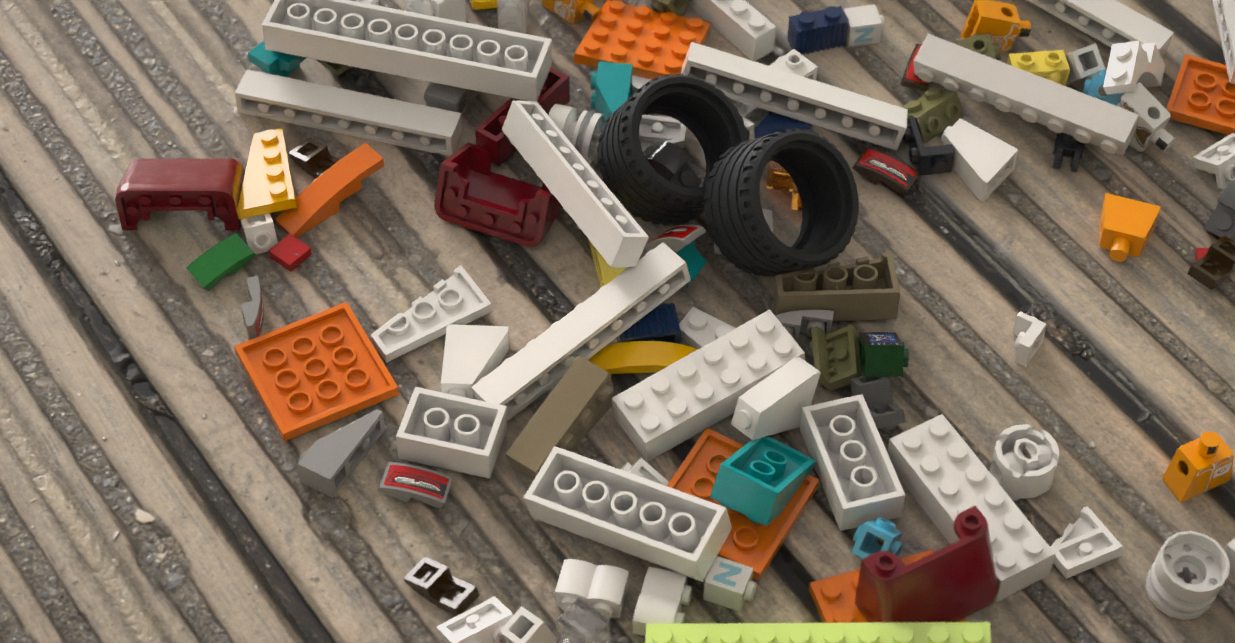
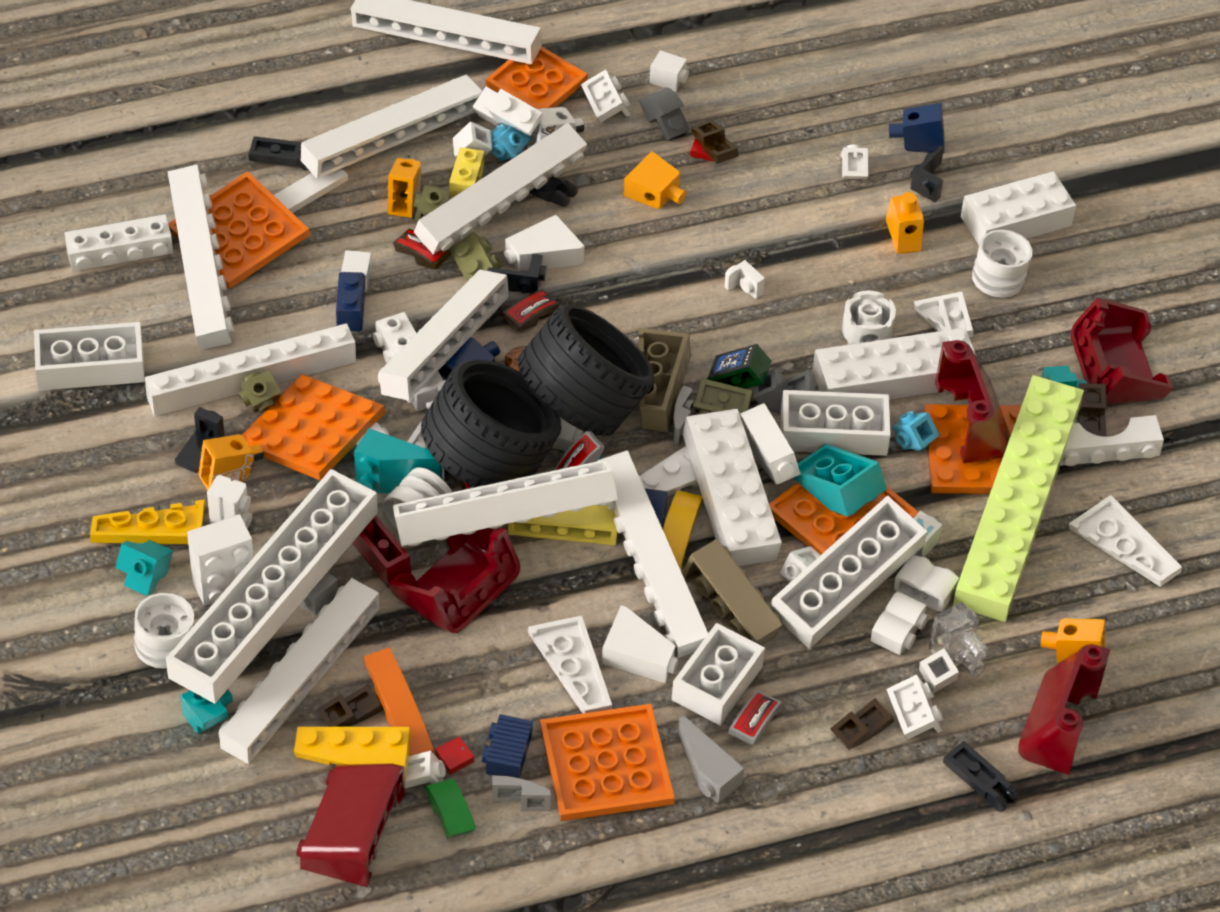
camera: 75 degrees left, 0 degrees up
(307, 286) = (508, 746): none -> dark blue brick

